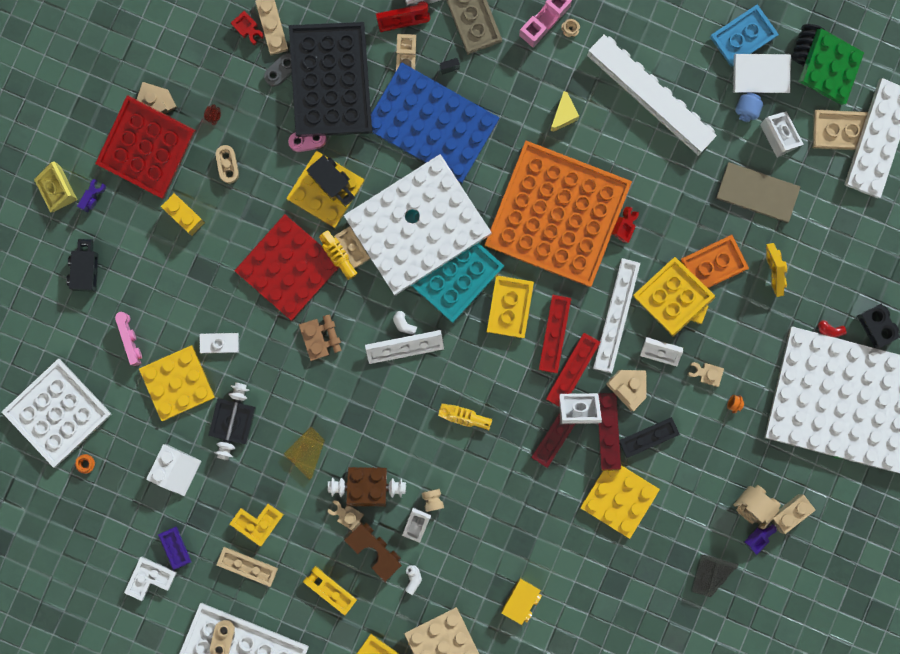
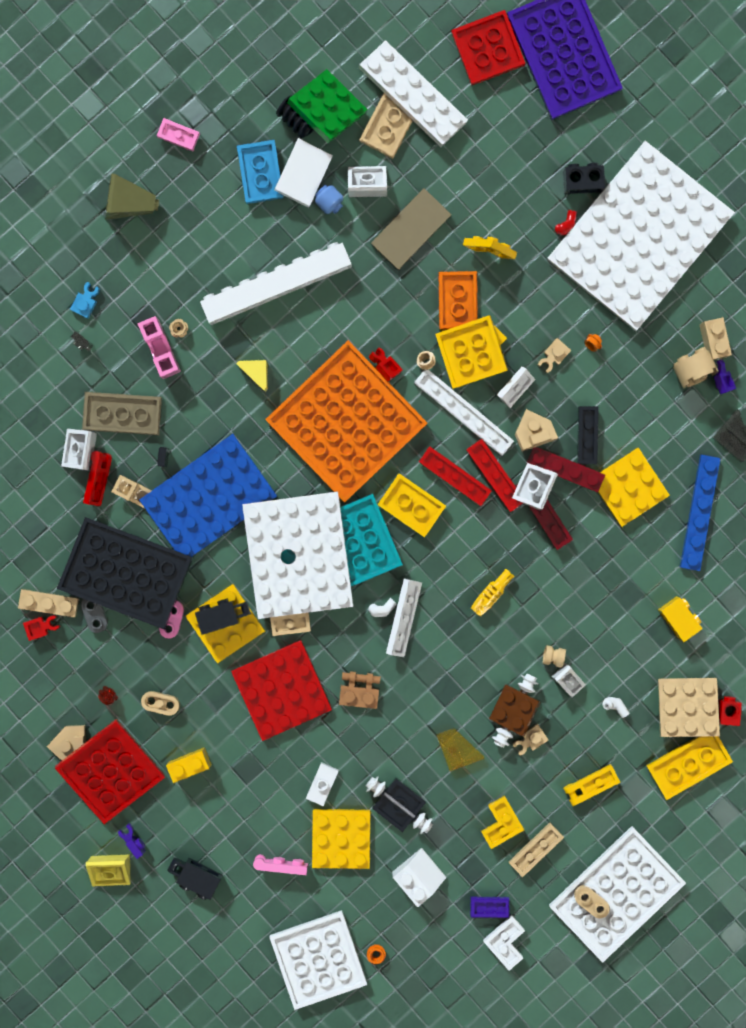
camera: 65 degrees left, 5 degrees up
(337, 254) = (291, 640): yellow hinge -> none
(386, 562) = (559, 735): reddish brown arch -> none
(627, 574) = (700, 512): none -> blue plate
(648, 255) = (422, 357): none -> tan plate

